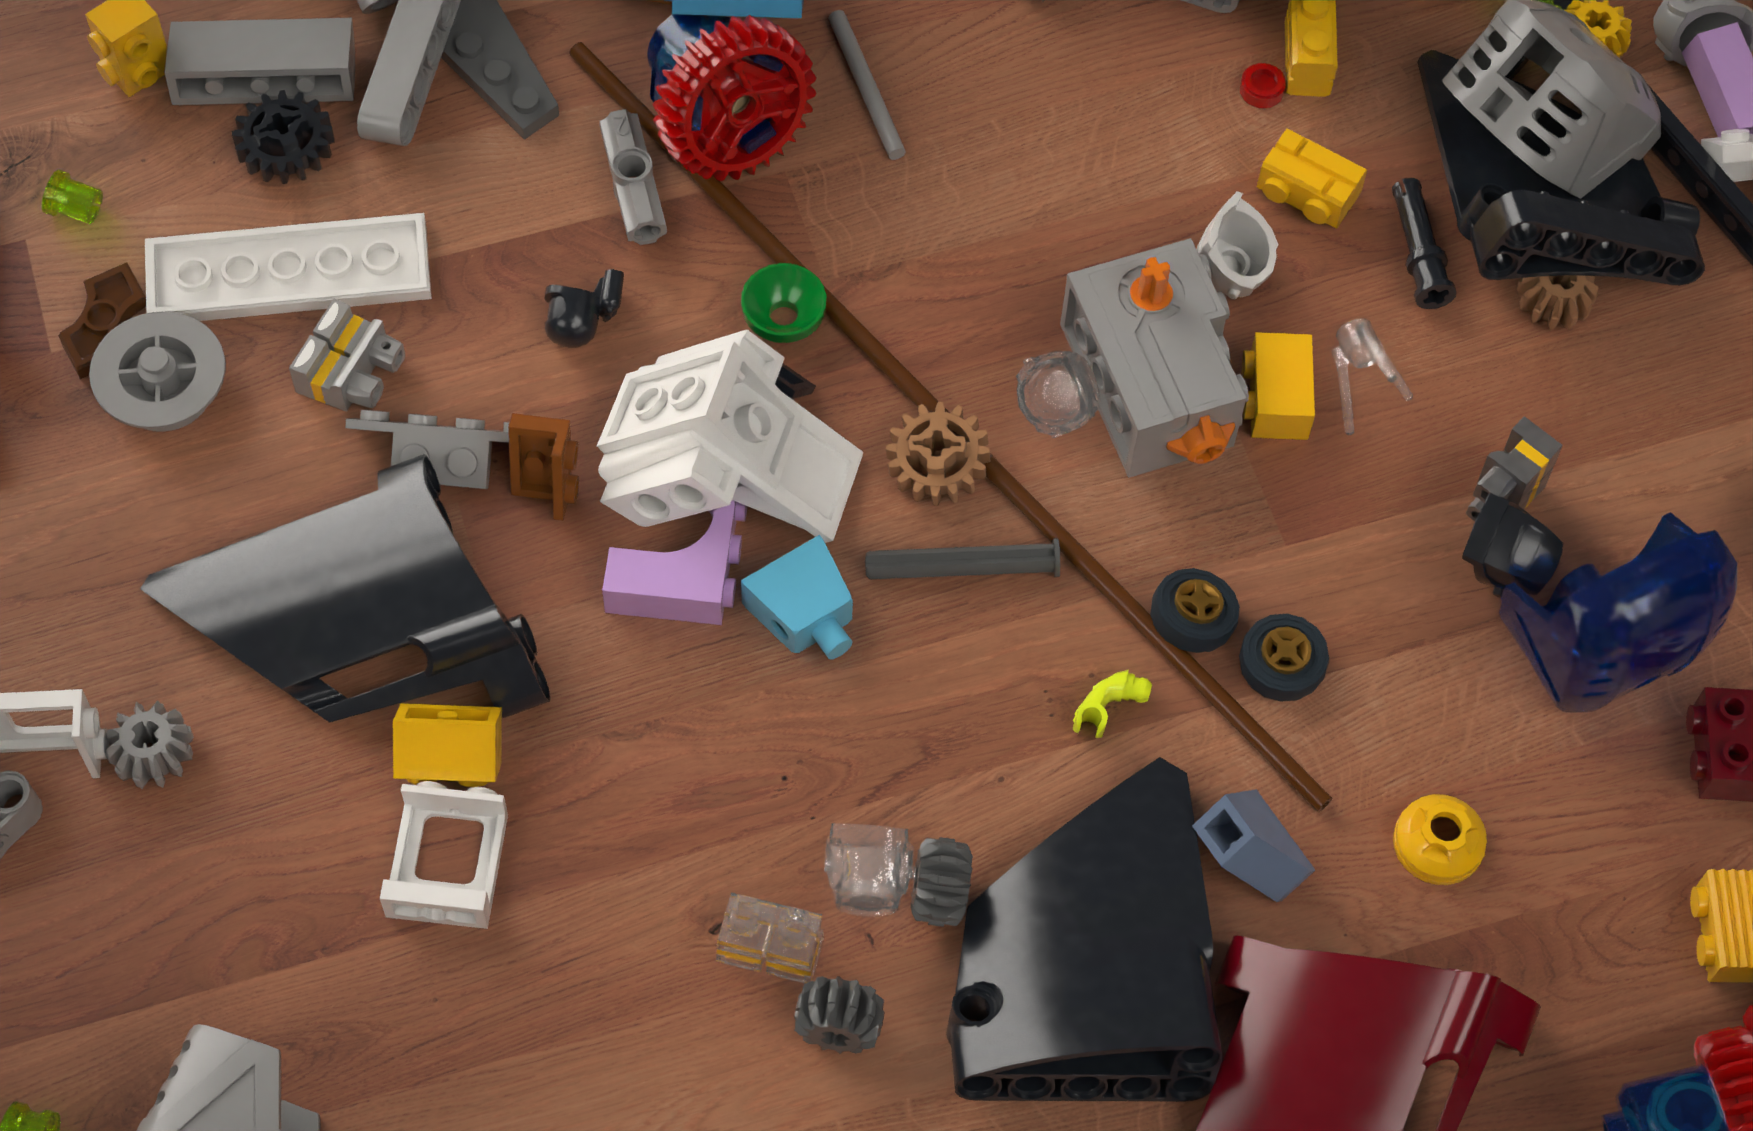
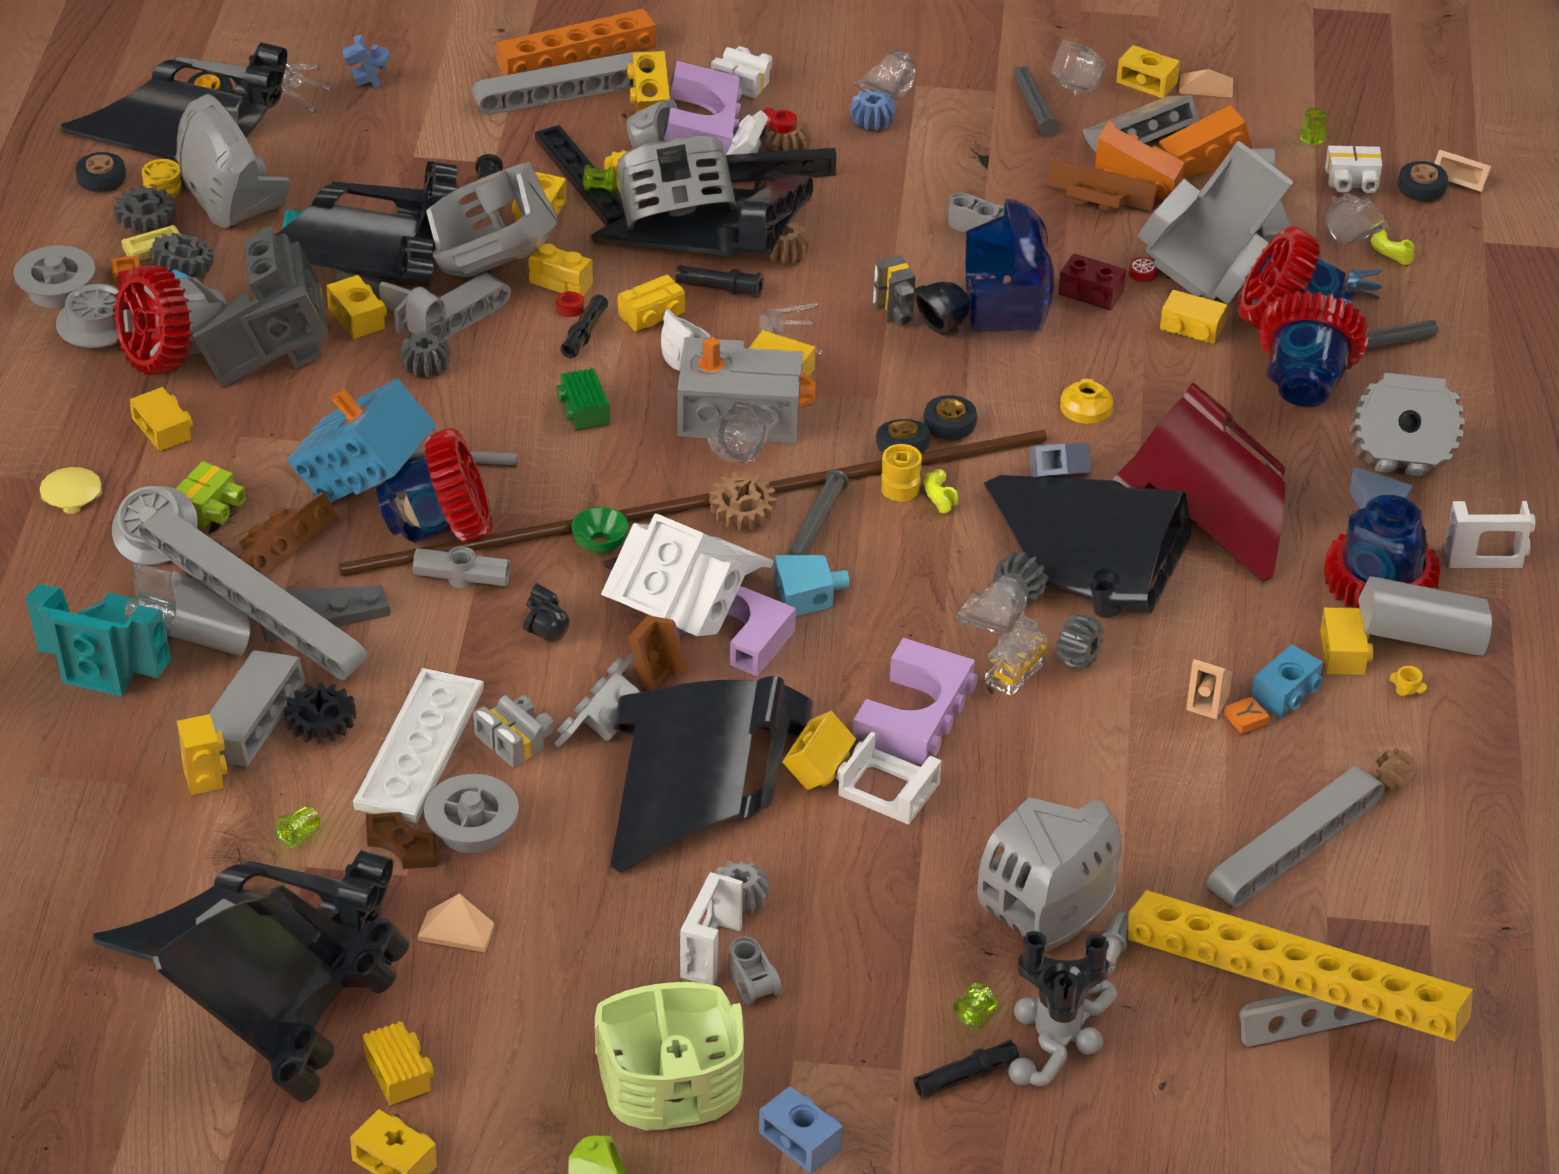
camera: 65 degrees left, 20 degrees down
(679, 866) = (918, 733): none -> lavender arch
(1053, 180) = (583, 399): none -> green brick
(1103, 634) = (901, 472): none -> yellow wheel
(1165, 120) = (573, 343): none -> black pin

